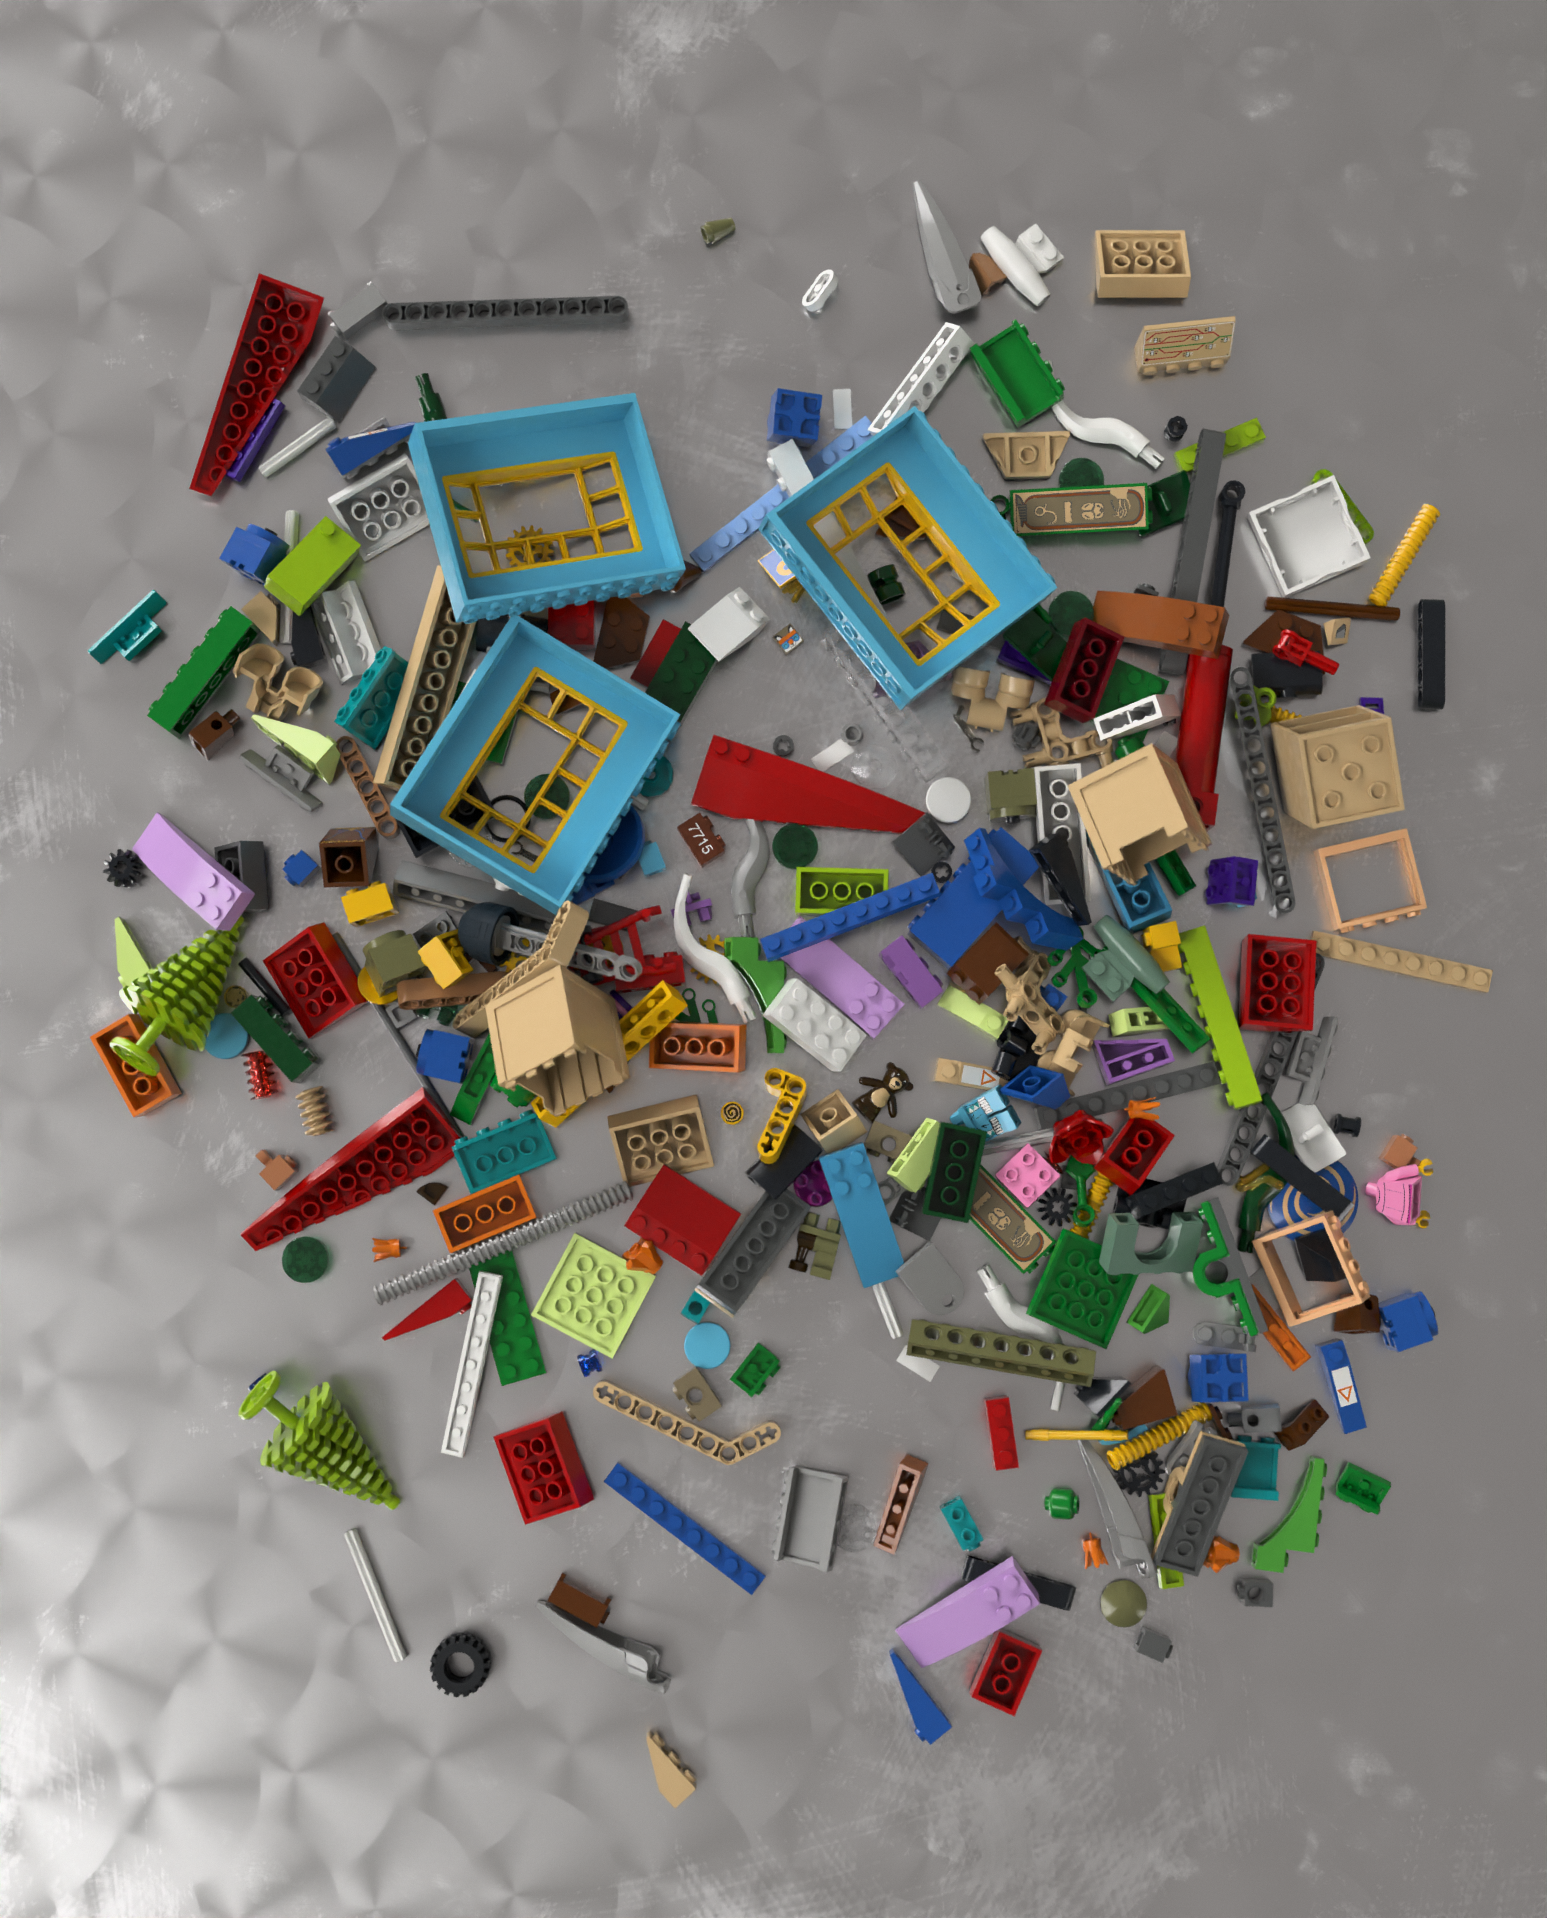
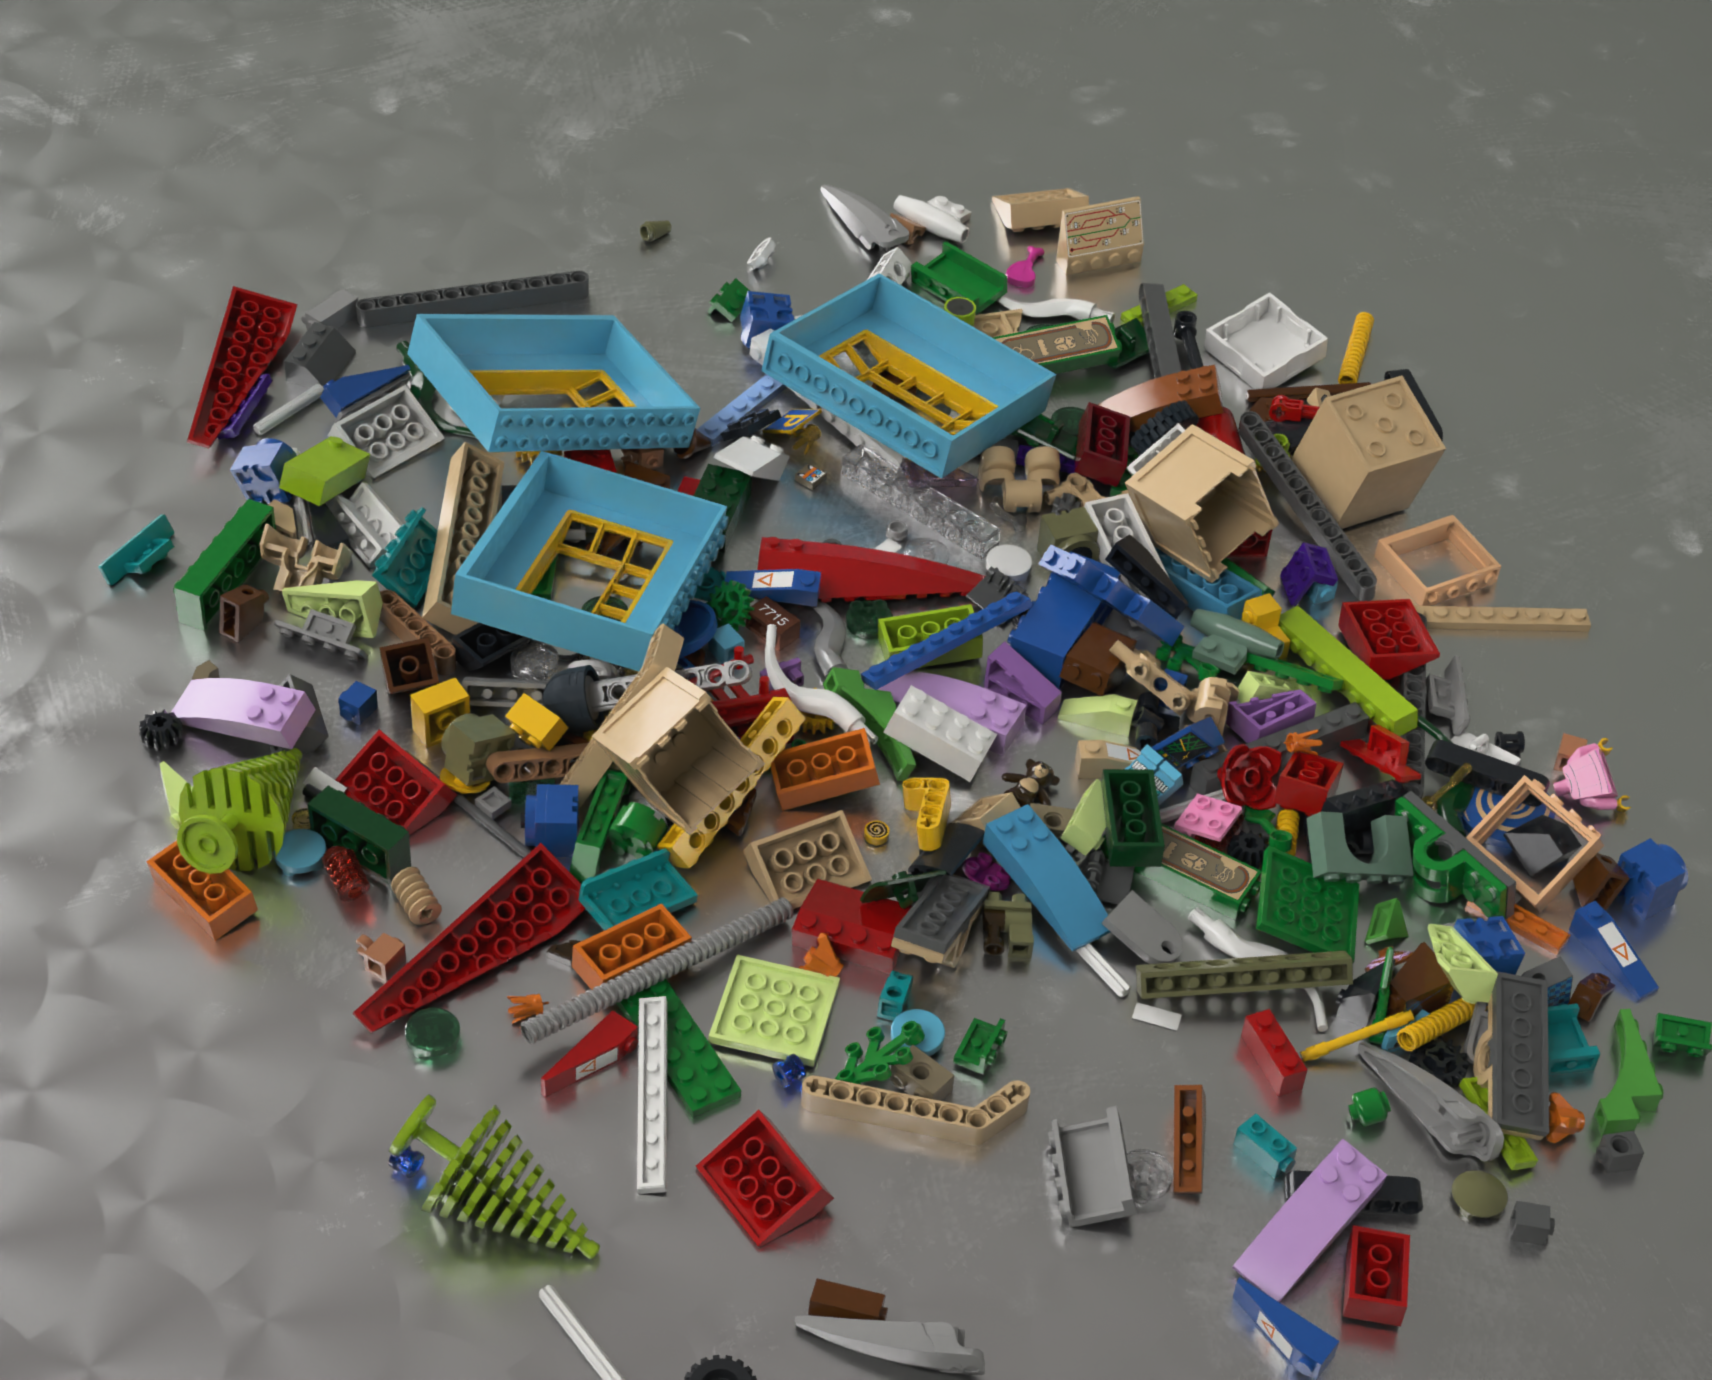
camera: 15 degrees left, 40 degrees down
(171, 803) = (206, 670): none -> dark tan piece
(259, 959) = (321, 780): none -> white sticker
(662, 1369) = (880, 1059): none -> green plant
(663, 818) = (731, 604): none -> green gear
(684, 1528) = (950, 1215): blue plate -> none
(708, 803) = (781, 585): none -> blue slope
(732, 1203) = (898, 886): none -> dark green shield
(743, 565) = (752, 423): none -> black plate
(770, 359) = (731, 299): none -> green bracket
(998, 436) = (961, 308): none -> piece
(1088, 365) = (1021, 272): none -> dark pink piece
(1093, 1551) = (1420, 1142): orange piece -> none
(1135, 1362) = (1399, 956): none -> dark orange dish
(1147, 678) = (1162, 423): none -> black wheel
(1181, 1406) = (1462, 964): none -> yellowish green wedge
(1182, 427) = (1115, 297): black bush -> none
(1216, 1129) = (1385, 752): none -> red bracket

